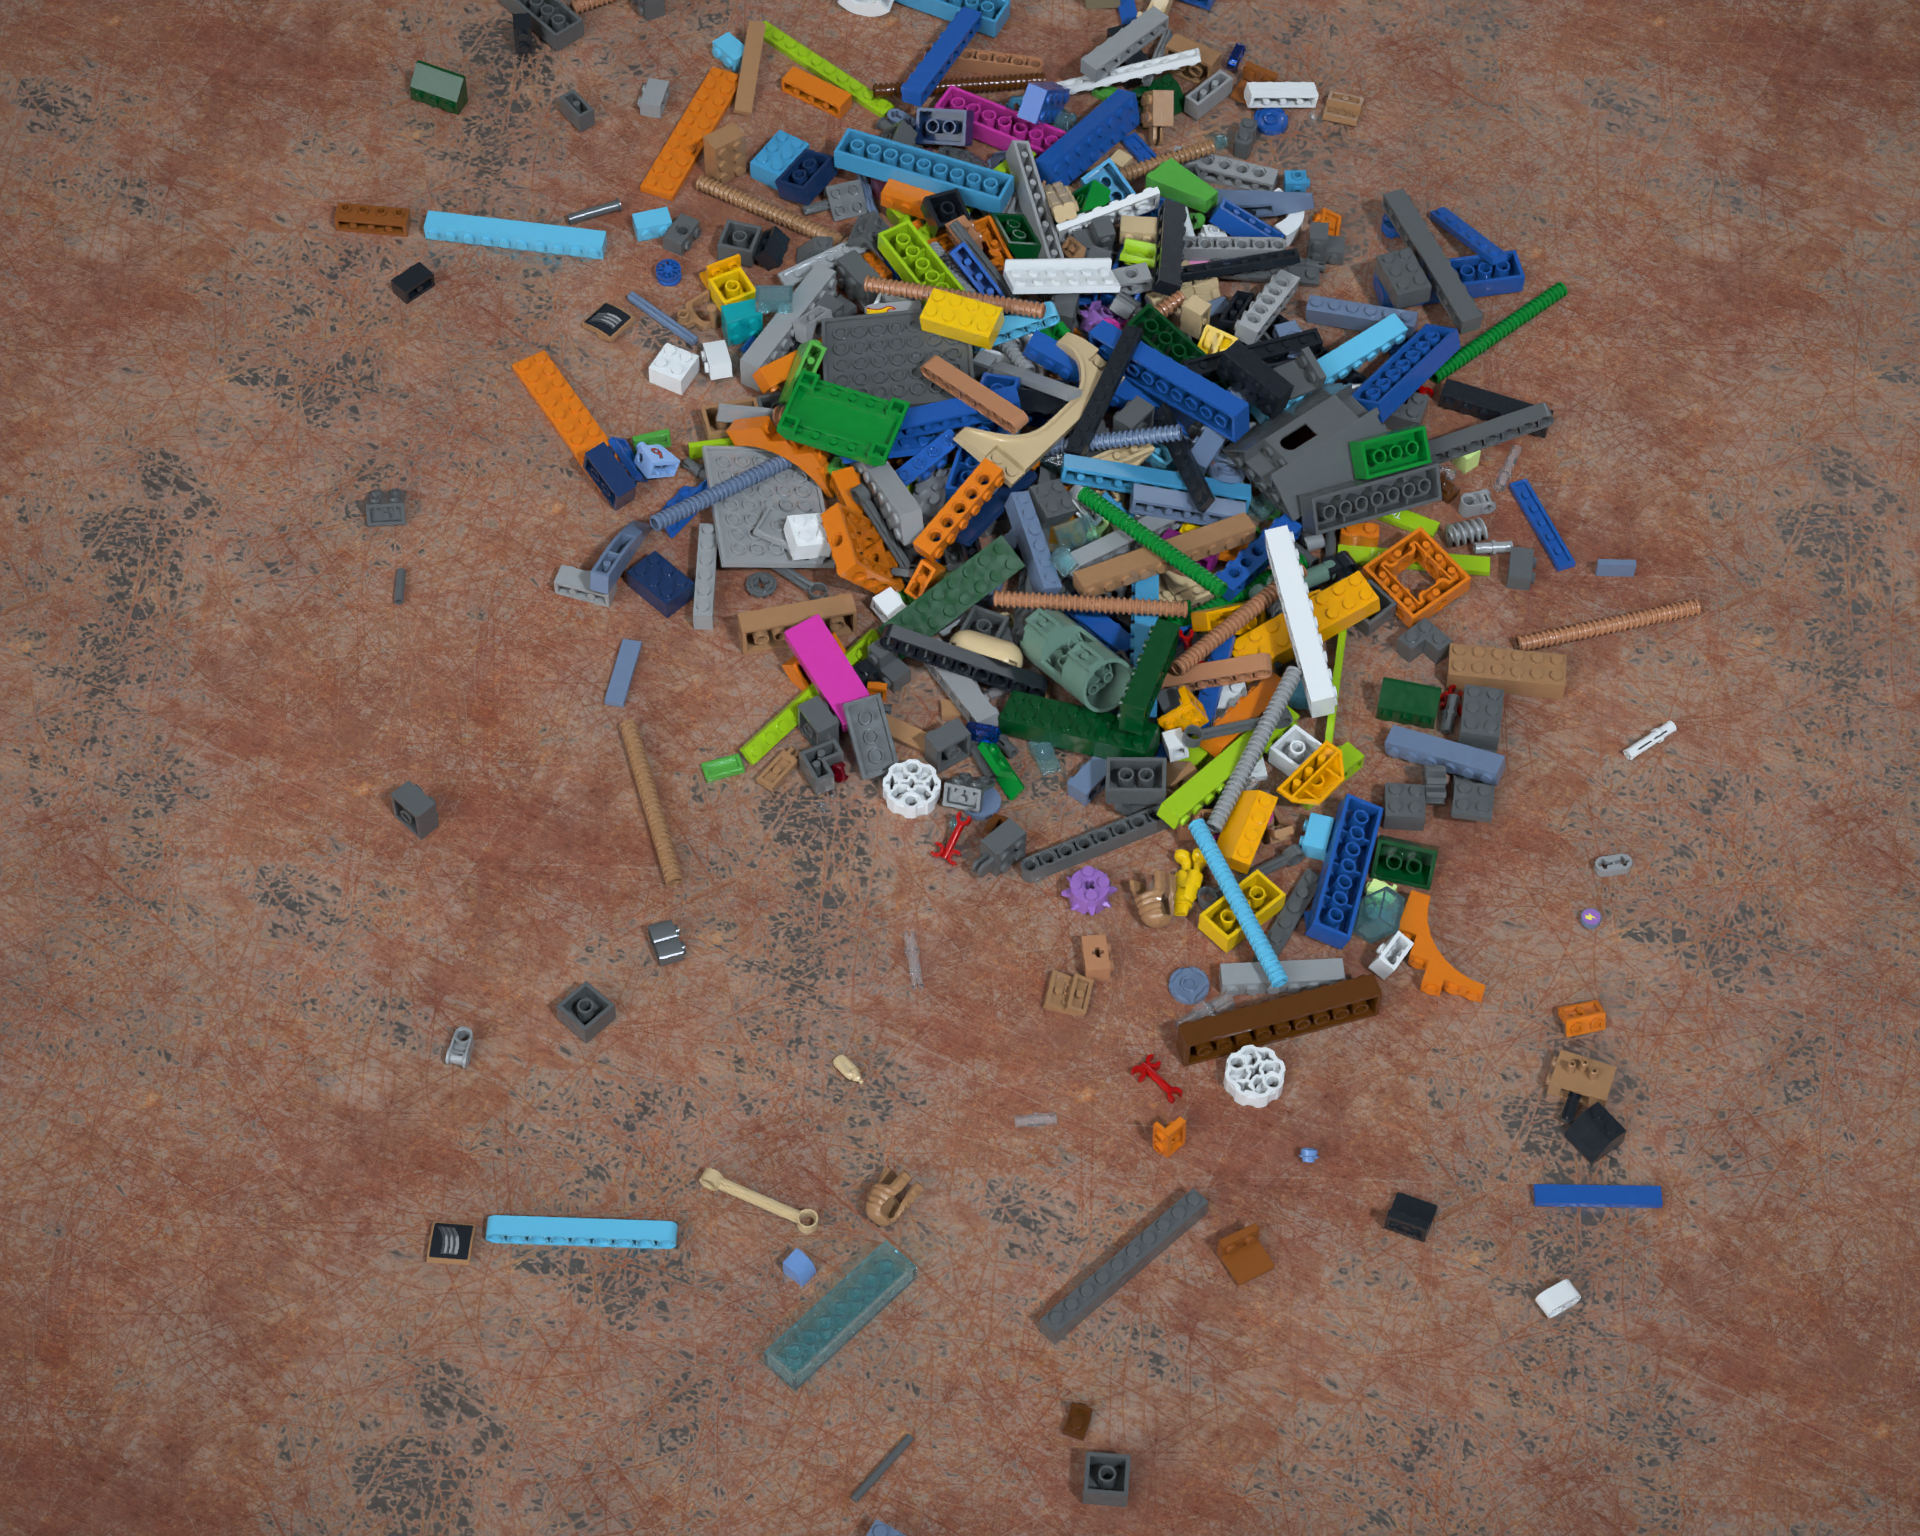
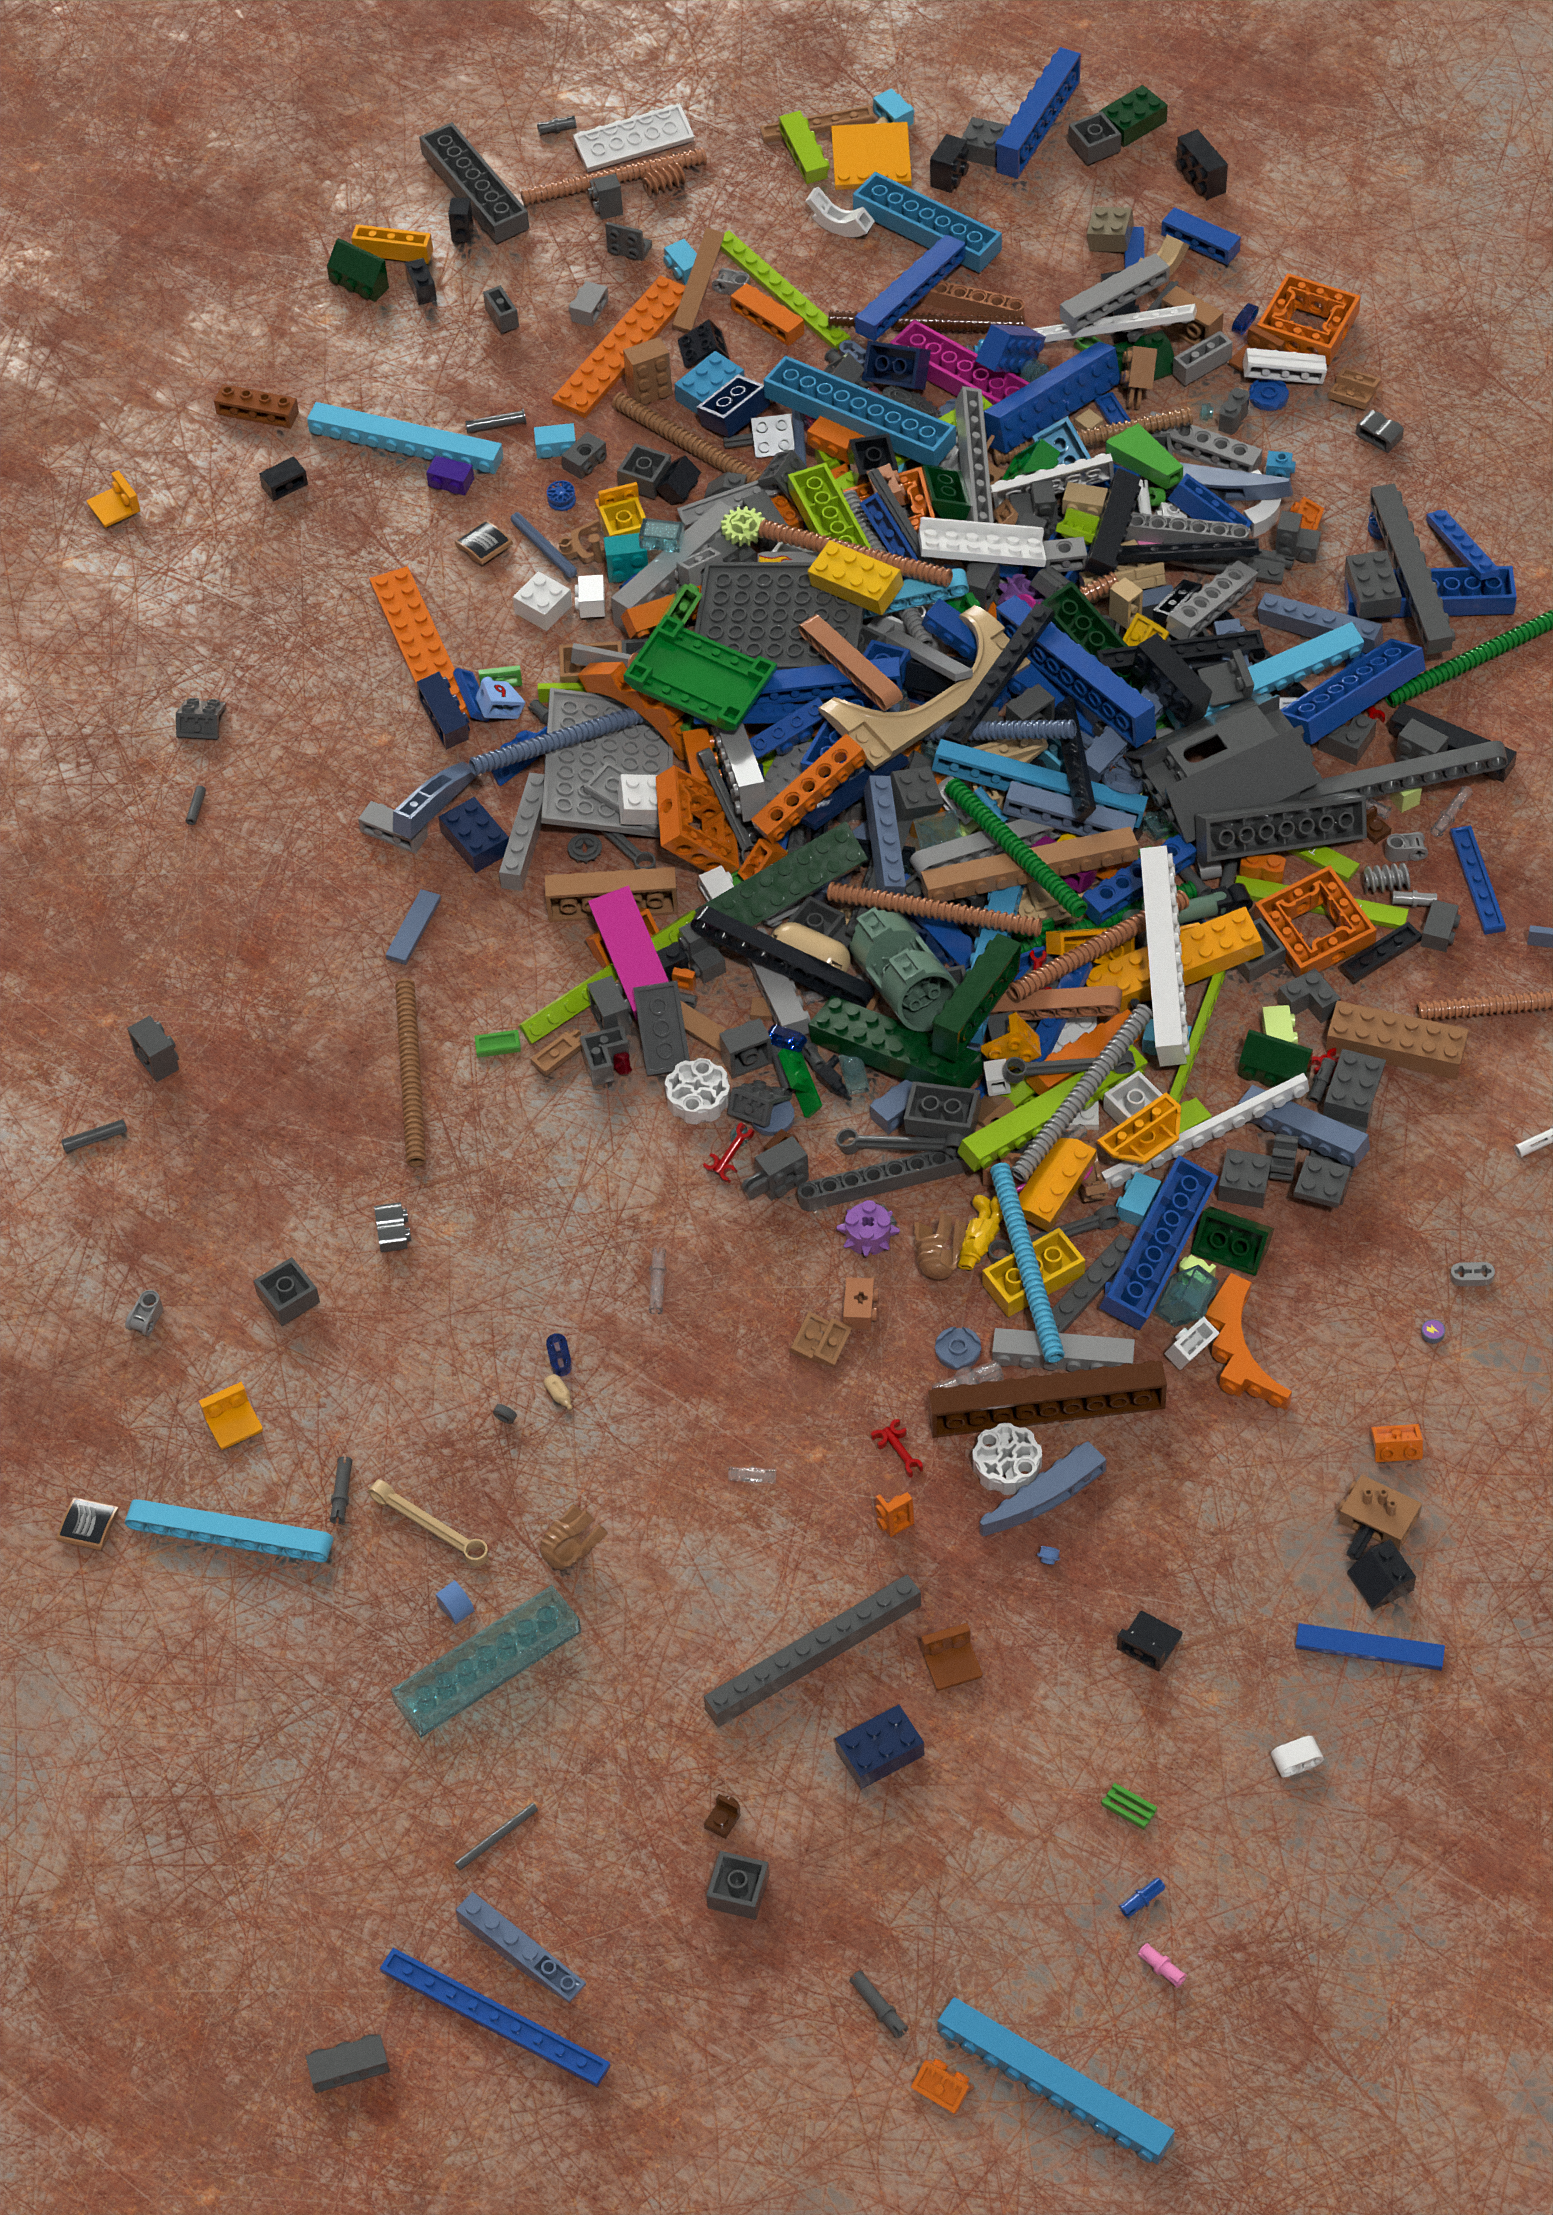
camera: 15 degrees right, 0 degrees up
(262, 320) = (116, 502): none -> light orange bracket
(375, 894) = (94, 1135): none -> dark grey axle
(466, 60) = (393, 243): none -> light orange brick
(497, 92) = (421, 281): none -> black brick
(559, 1130) = (230, 1416): none -> light orange bracket
(564, 264) = (450, 475): none -> dark purple brick
(674, 1188) = (340, 1497): none -> dark grey pin
(676, 39) = (627, 241): none -> dark grey bracket
(763, 124) = (701, 343): none -> black bracket
(778, 66) = (730, 281): none -> light grey piece
(805, 1095) = (504, 1414): none -> dark grey tile
(844, 283) = (742, 526): none -> yellowish green gear
(844, 1035) = (555, 1355): none -> clear blue beam
(903, 571) = (738, 850): dark grey tile -> none
(1026, 763) = (832, 1079): none -> black piece
(1061, 202) = (1002, 460): tan brick -> none
(1063, 561) = (911, 858): clear light blue bracket -> none
(1147, 808) = (949, 1144): none -> dark grey piece
(1201, 1341) = (879, 1746): none -> dark blue brick
(1295, 1098) = (1047, 1490): none -> sand blue slope
(1297, 34) = (1316, 298): none -> orange brick
(1371, 765) = (1213, 1128): none -> white plate
(1373, 143) = (1379, 431): none -> dark grey brick
(1390, 452) = (1309, 777): green brick -> none
(1402, 668) = (1279, 1023): none -> yellowish green brick
(1426, 1358) = (1112, 1795): none -> bright green tile
(1453, 1439) = (1141, 1898): none -> blue axle
(1470, 411) = (1419, 741): none -> dark grey brick
(1475, 597) = (1381, 952): none -> black plate
(1483, 1494) = (1162, 1965): none -> bright pink pin

